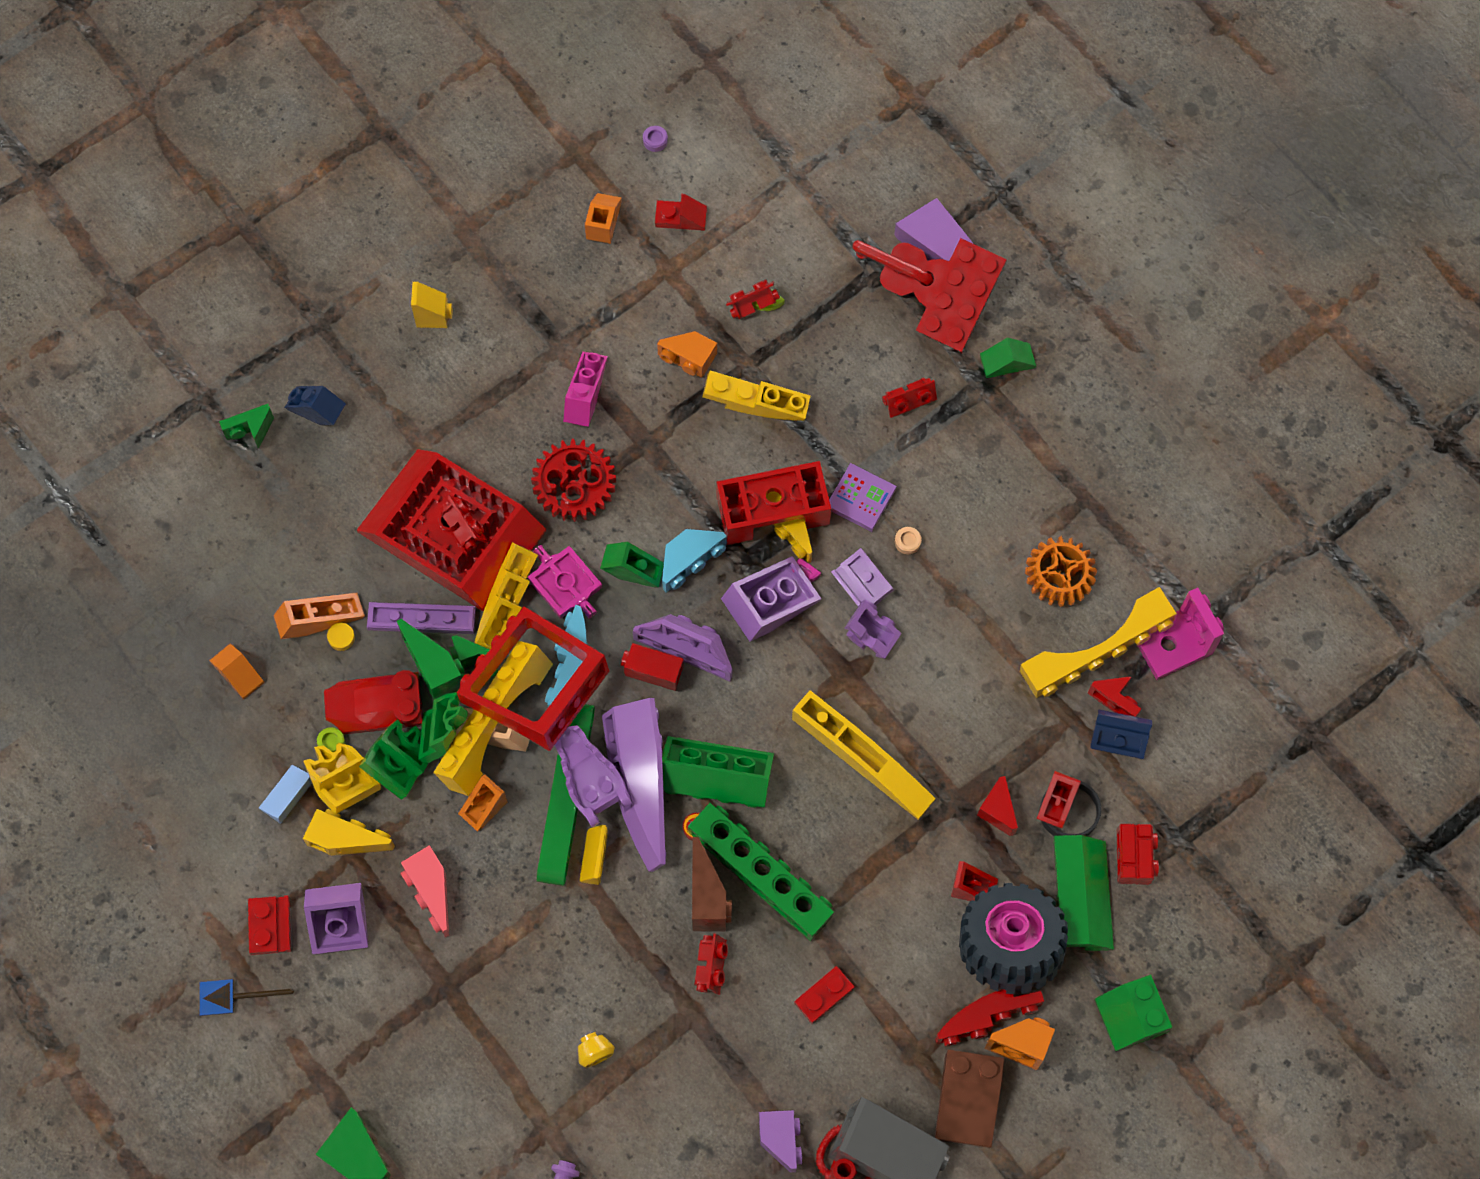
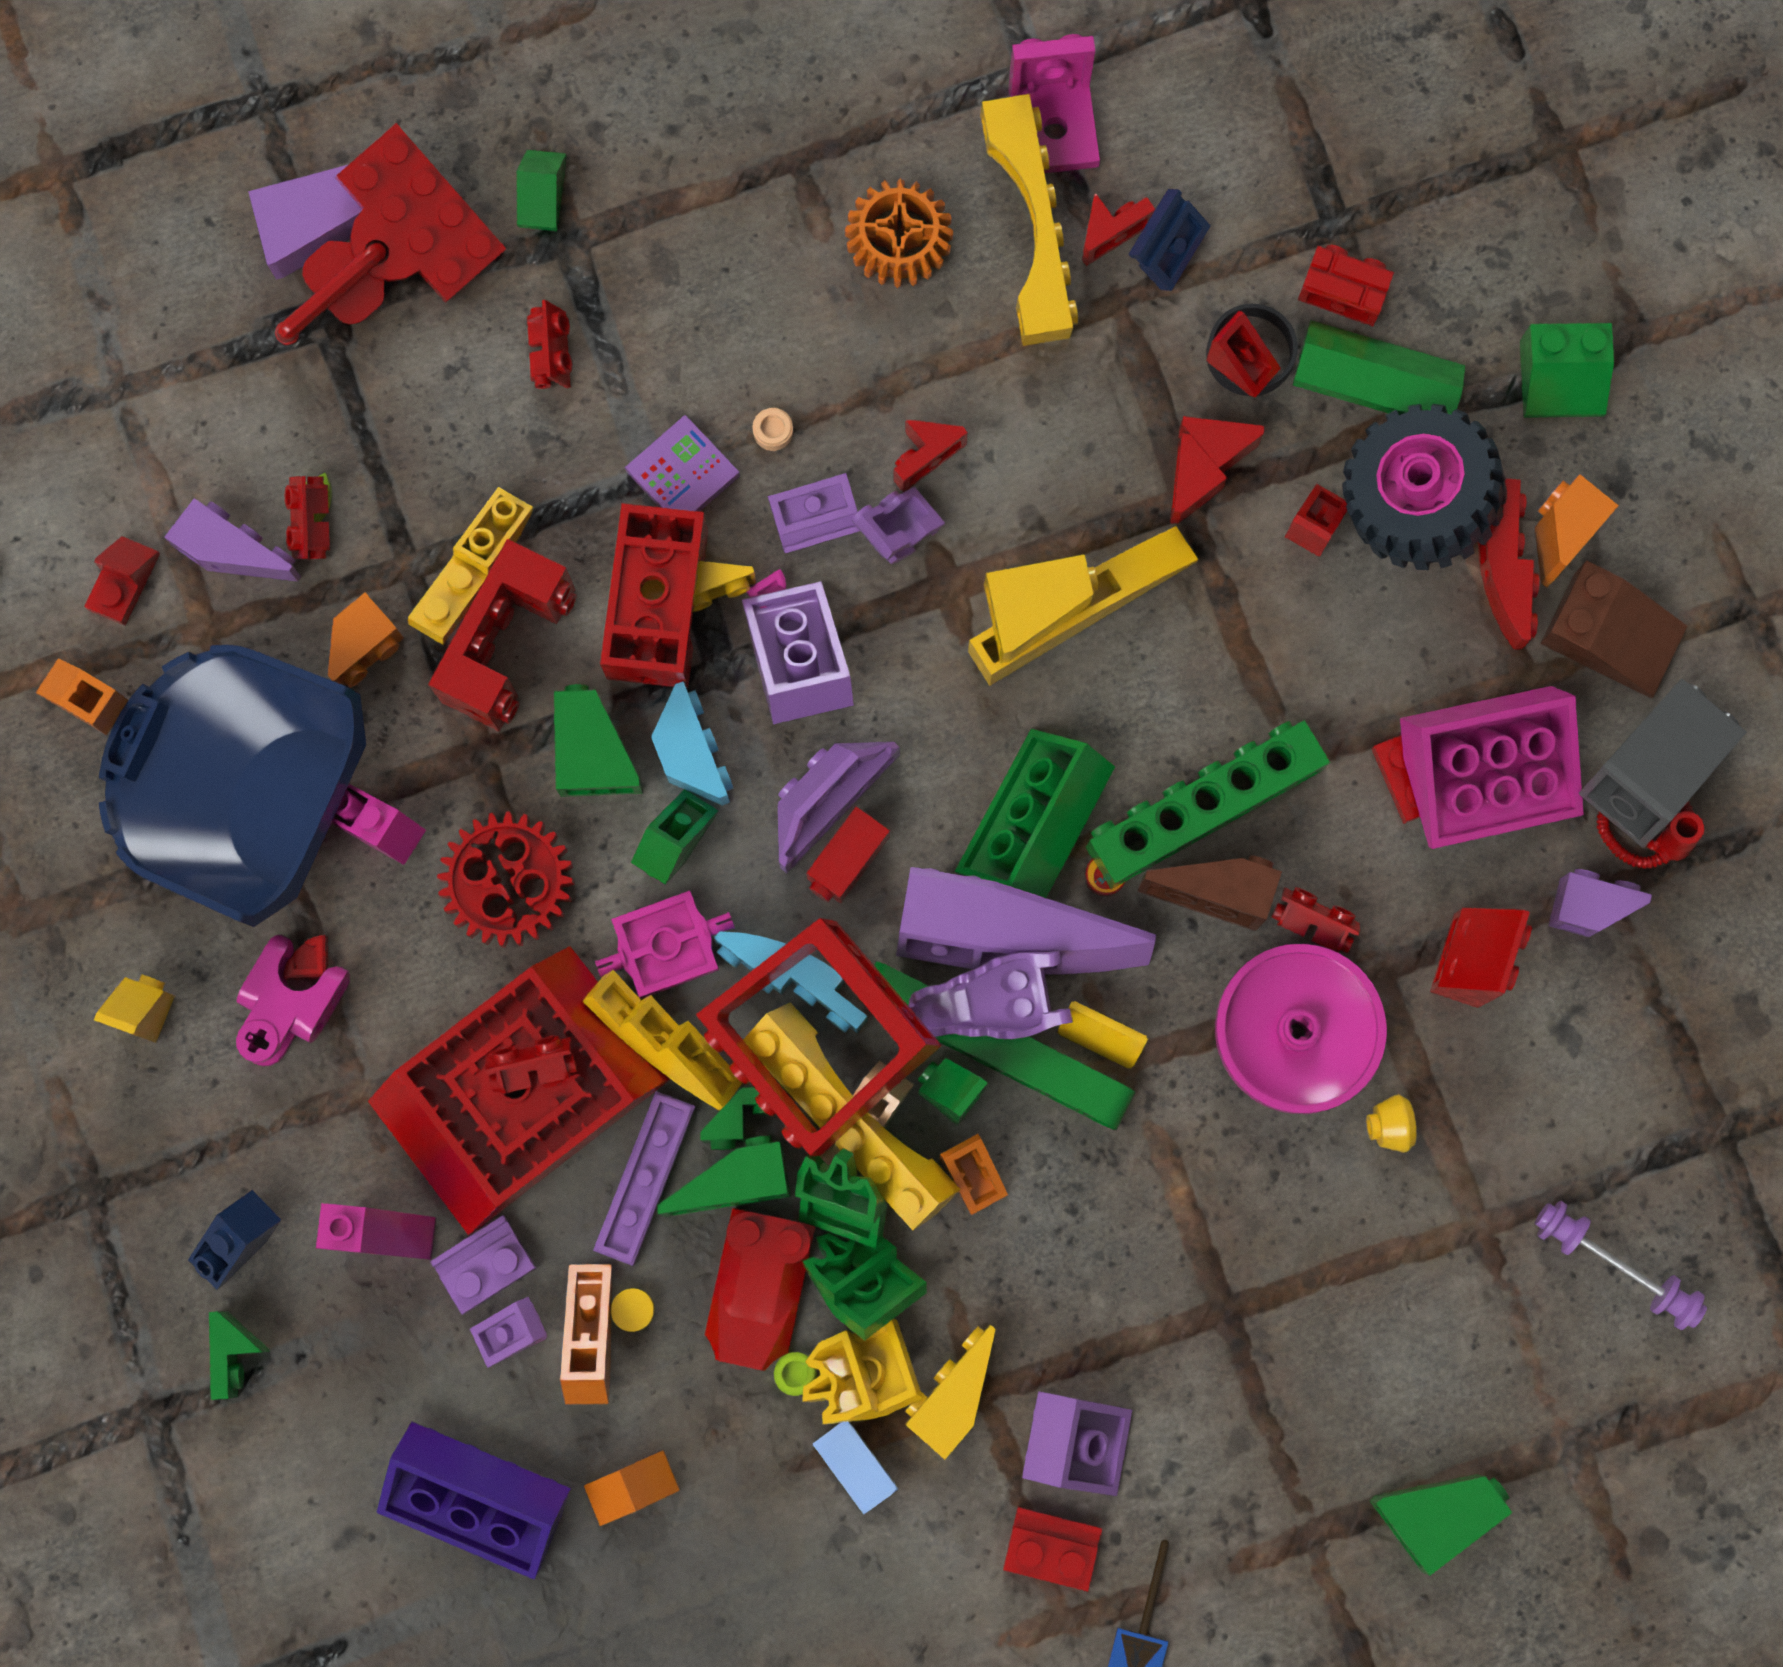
camera: 70 degrees left, 10 degrees up
(204, 583) = (472, 1500): none -> dark purple slope
(308, 572) = (508, 1332): none -> medium lavender slope
(338, 471) = (375, 1231): none -> dark pink slope
(342, 545) = (483, 1265): none -> medium lavender plate
(429, 880) = (1068, 1287): coral slope -> none
(455, 382) = (280, 1012): none -> dark pink piece
(491, 391) = (308, 960): none -> red tile
(526, 773) = (951, 1089): none -> green slope
(578, 309) = (230, 777): none -> dark blue windscreen
(631, 946) = (1339, 1020): none -> dark pink dish
(670, 499) = (588, 749): none -> green slope
(707, 411) = (462, 674): none -> red plate
(718, 1068) = (1481, 954): none -> red slope
(719, 256) = (221, 547): none -> medium lavender slope
(845, 718) = (1036, 600): none -> yellow slope
(847, 1042) = (1494, 765): none -> dark pink slope
(930, 637) = (935, 444): none -> red slope
(966, 798) = (1195, 479): none -> red slope

